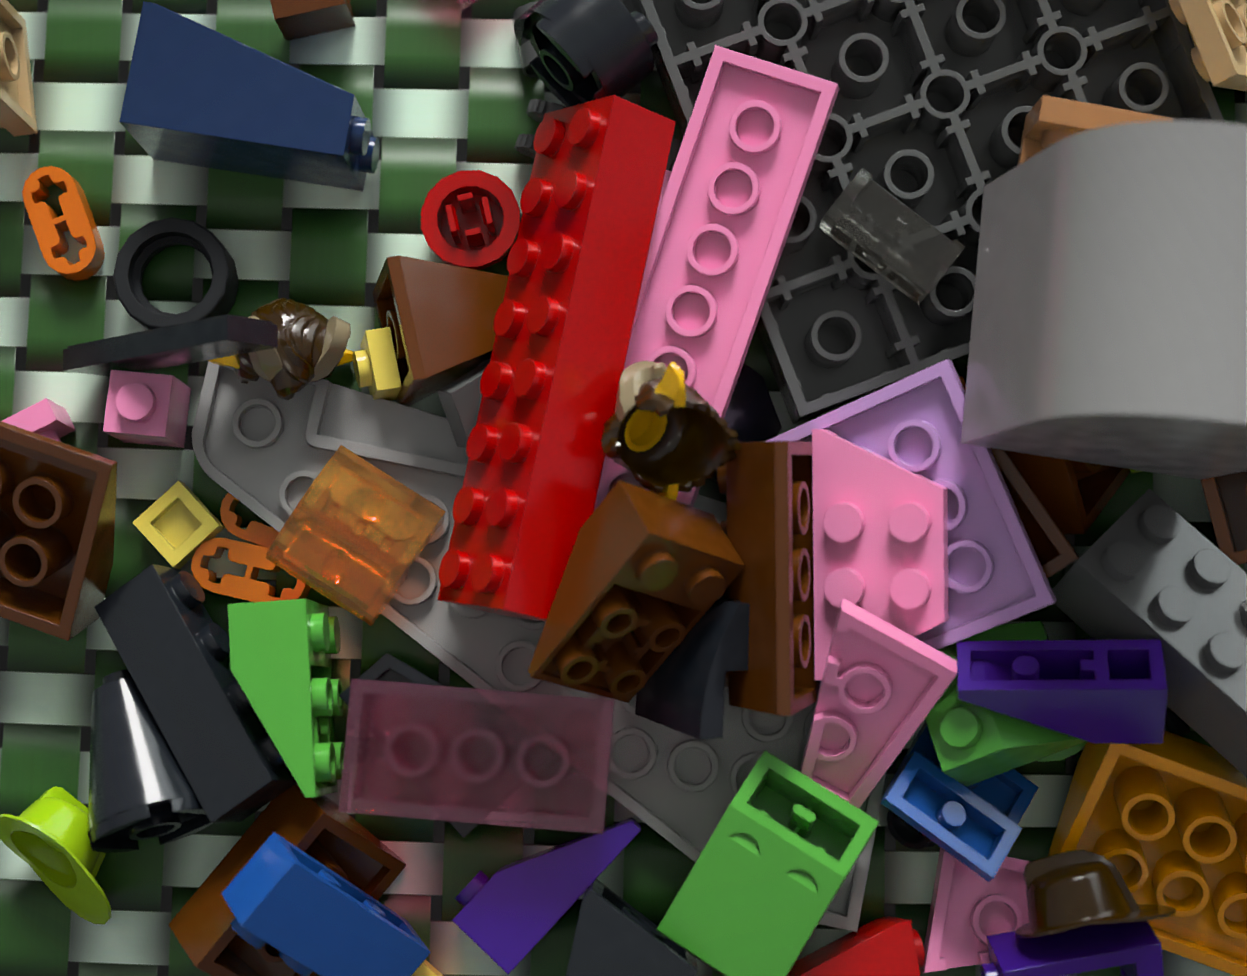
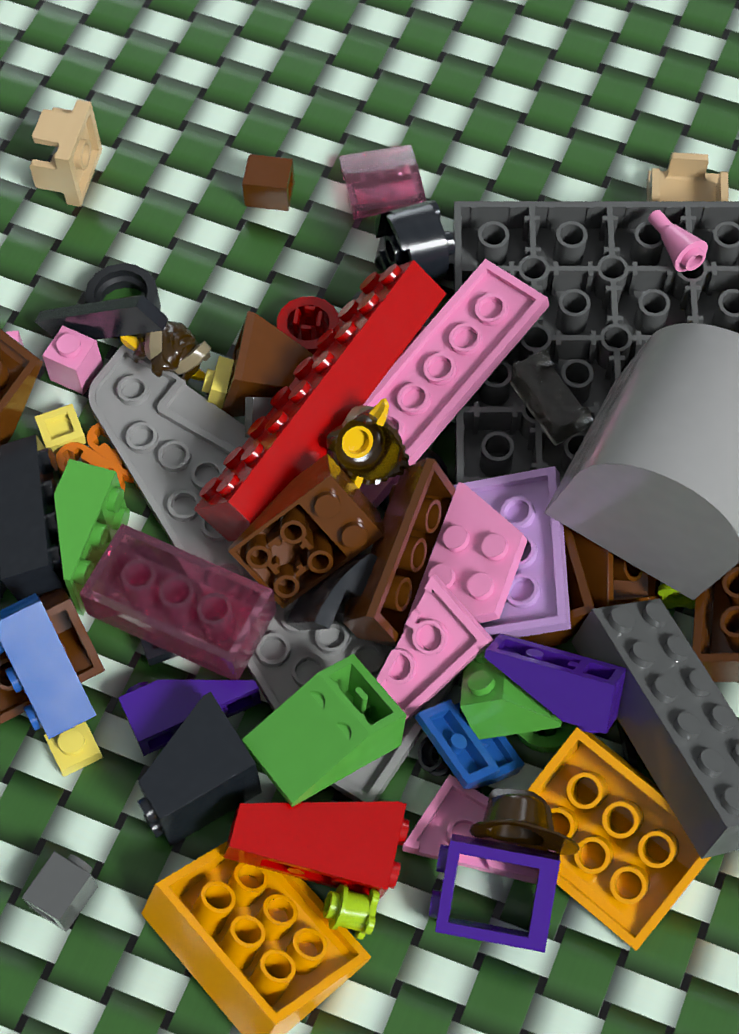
camera: 15 degrees right, 20 degrees down
(50, 228) = (80, 254): orange beam -> none
(239, 110) = (202, 222): dark blue slope -> none
(355, 535) = (161, 463): clear orange slope -> none

